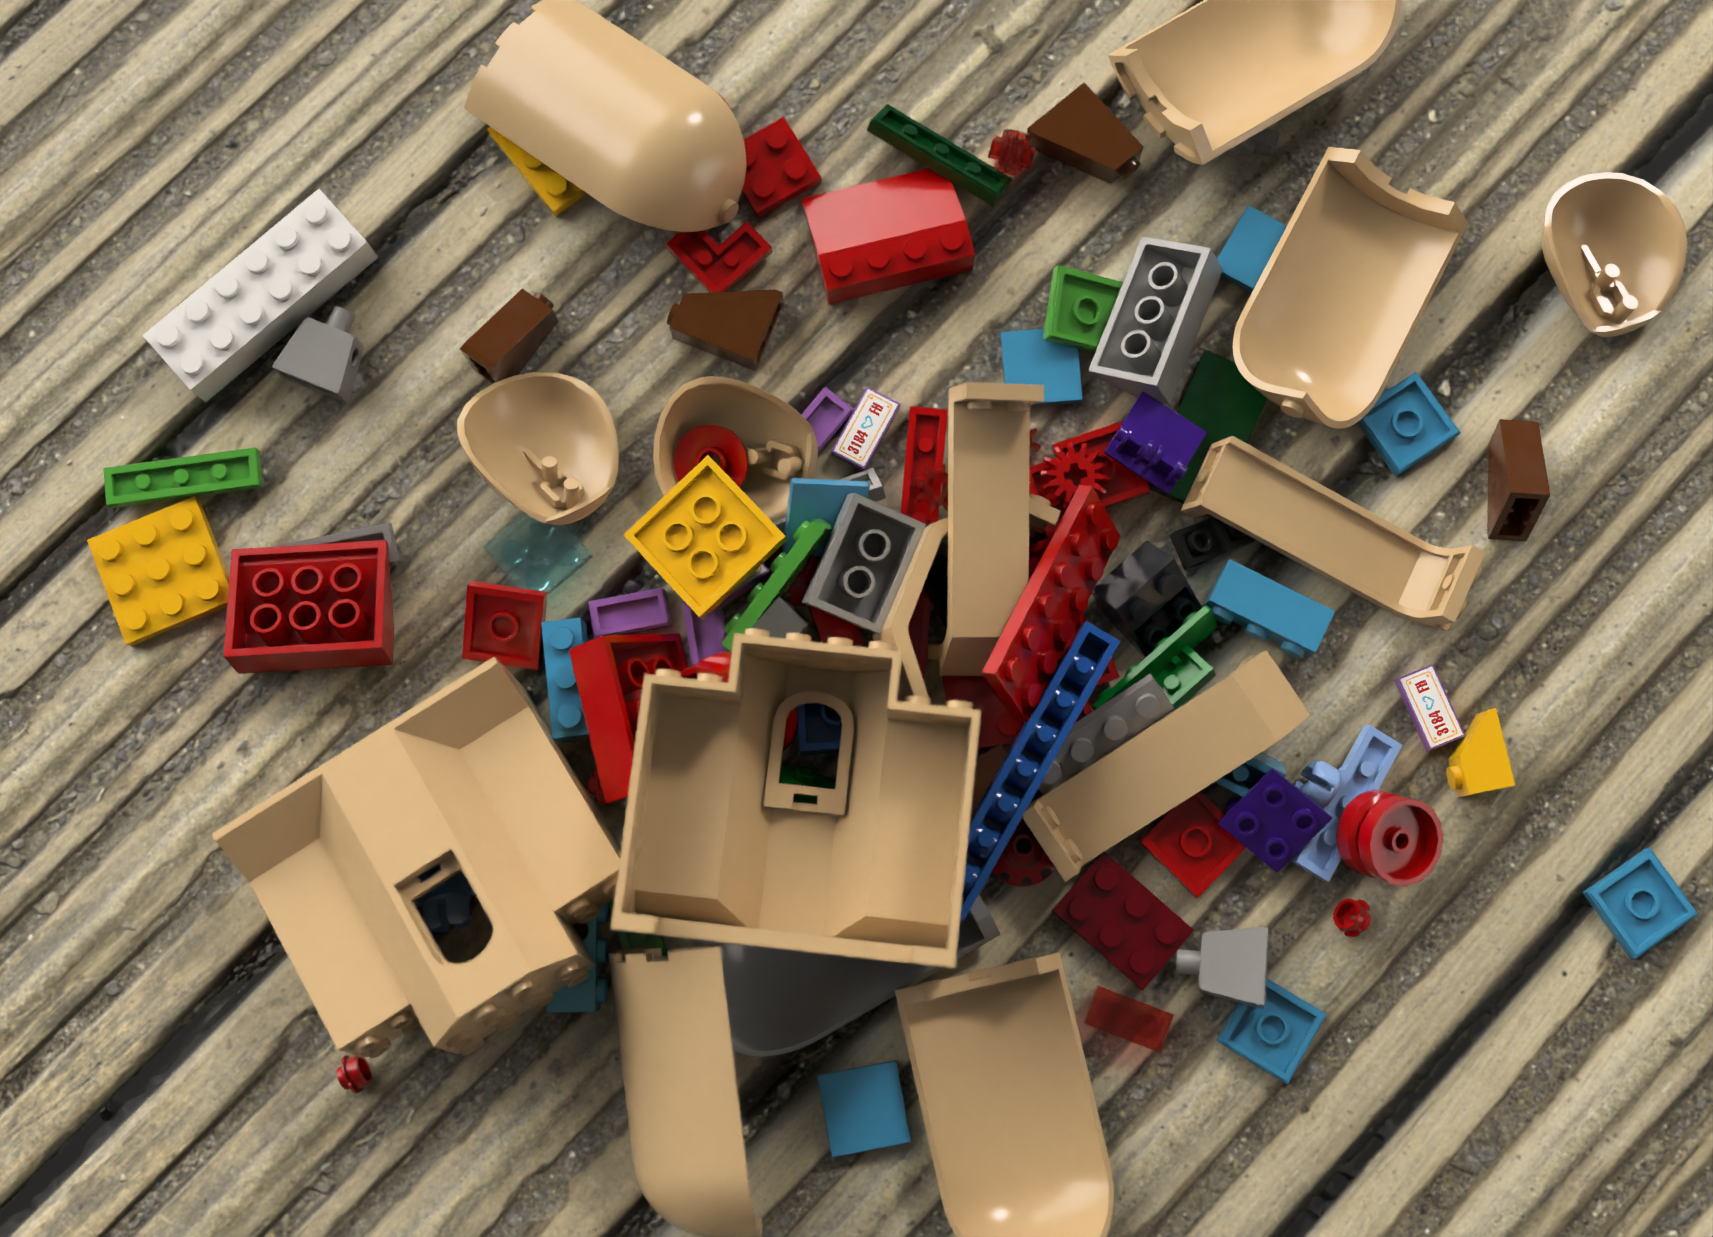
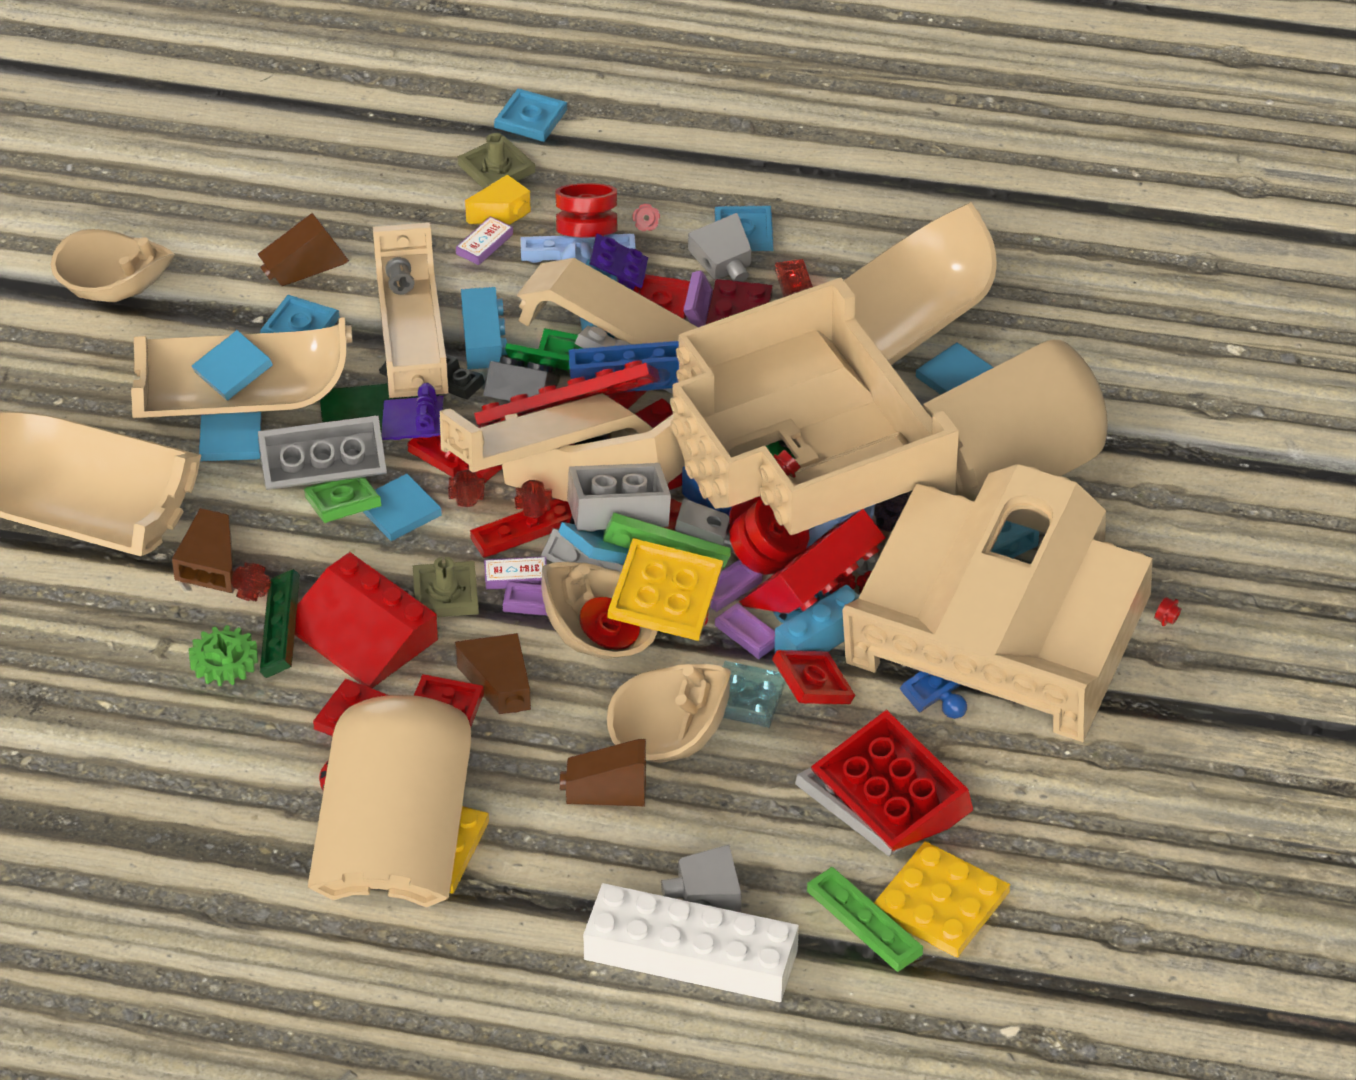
camera: 125 degrees left, 35 degrees down
(739, 733) = (787, 463): none -> red plate
(879, 319) = (447, 583): none -> olive plate
(923, 59) = (223, 655): none -> bright green gear
(1164, 882) = (698, 299): none -> medium lavender tile
(1360, 299) = (232, 365): none -> dark azure tile
(1418, 559) = (395, 274): none -> dark grey bush
(1576, 798) = (495, 158): none -> olive plate

